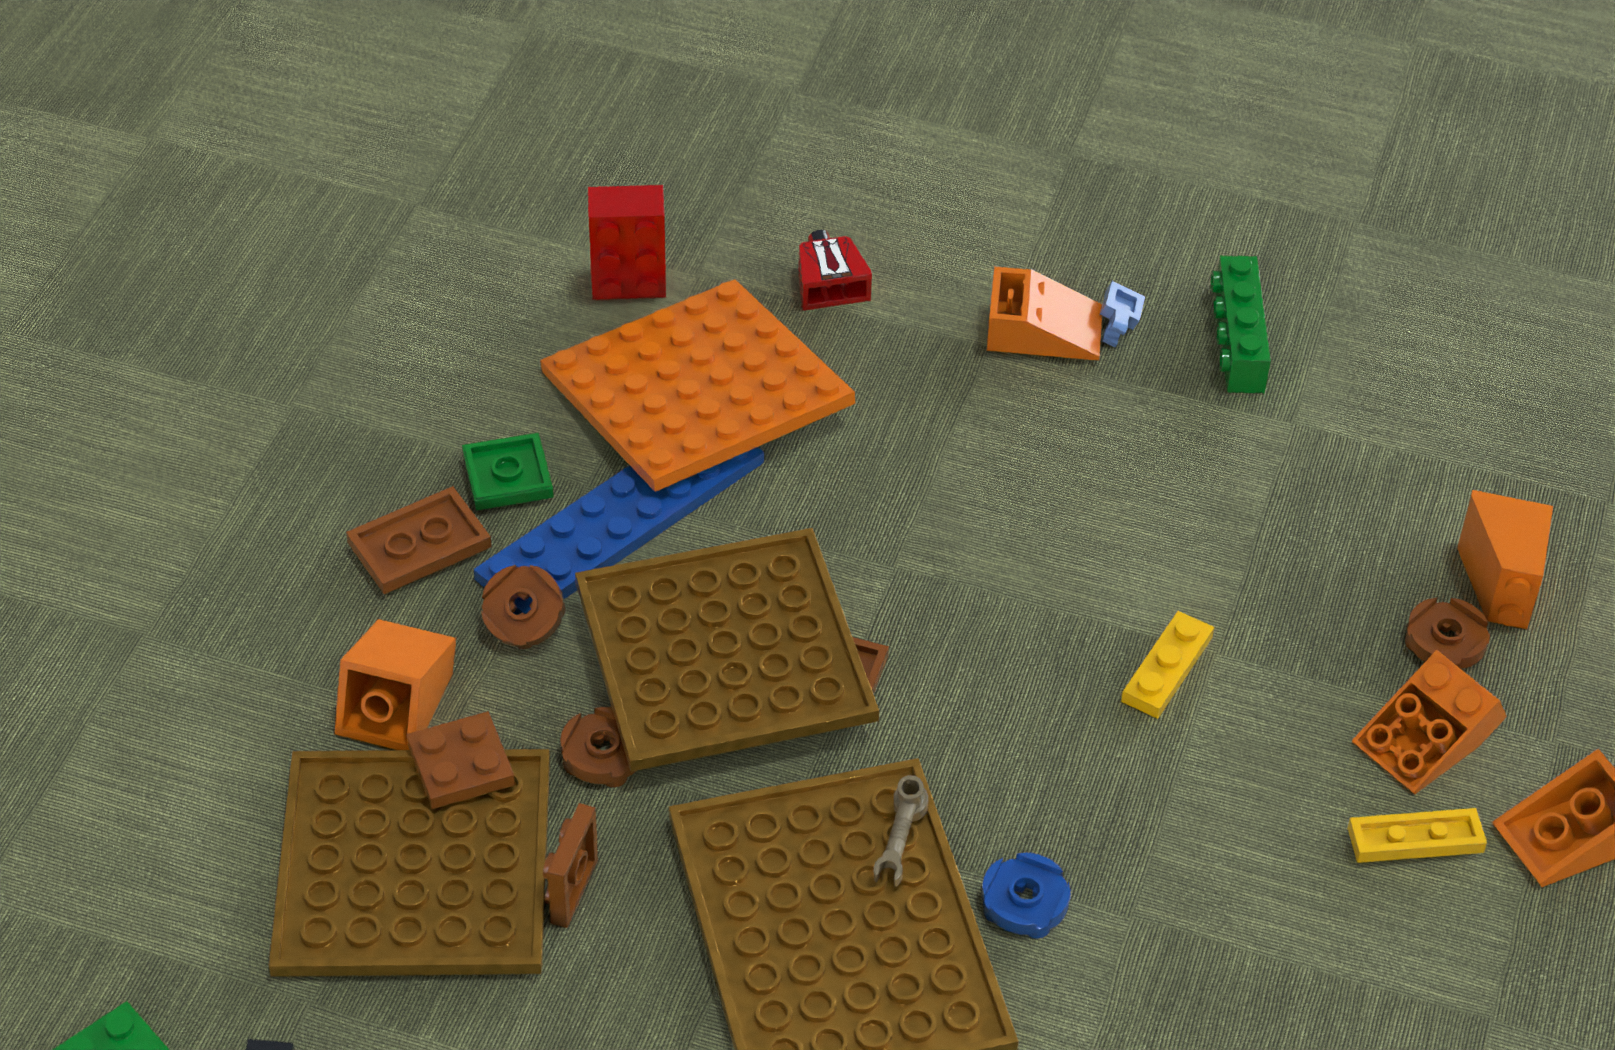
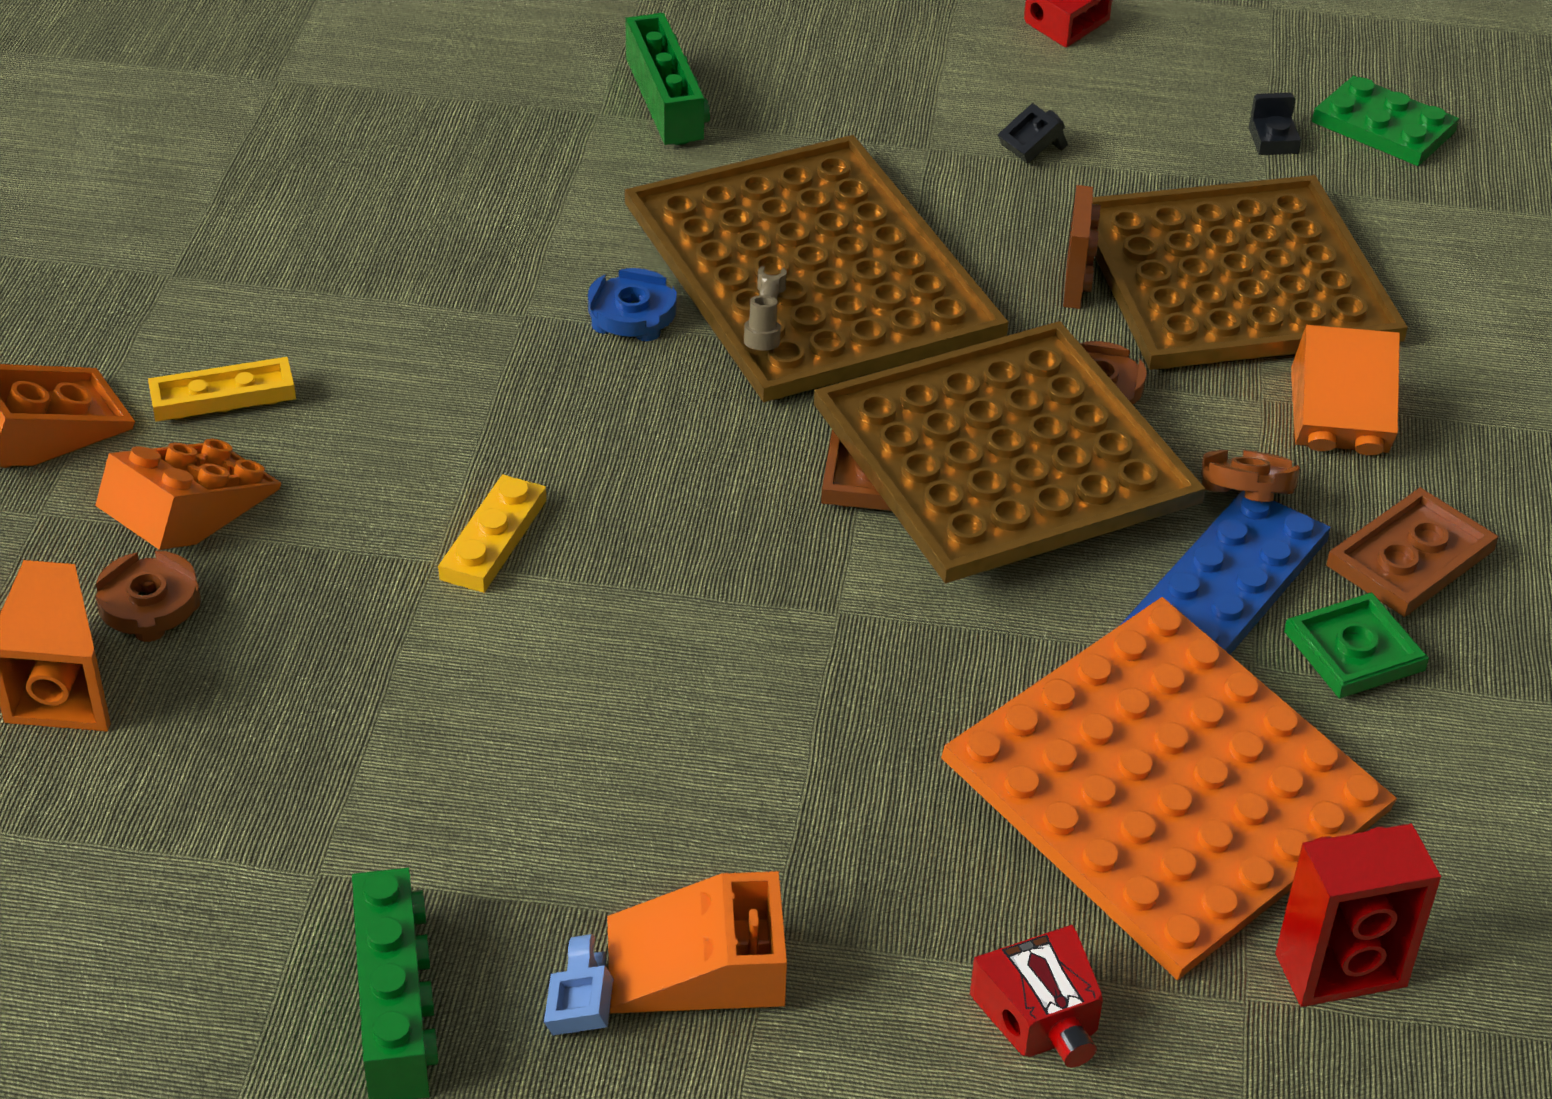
camera: 170 degrees right, 5 degrees down
(460, 760) = (1234, 326): dark orange plate -> none

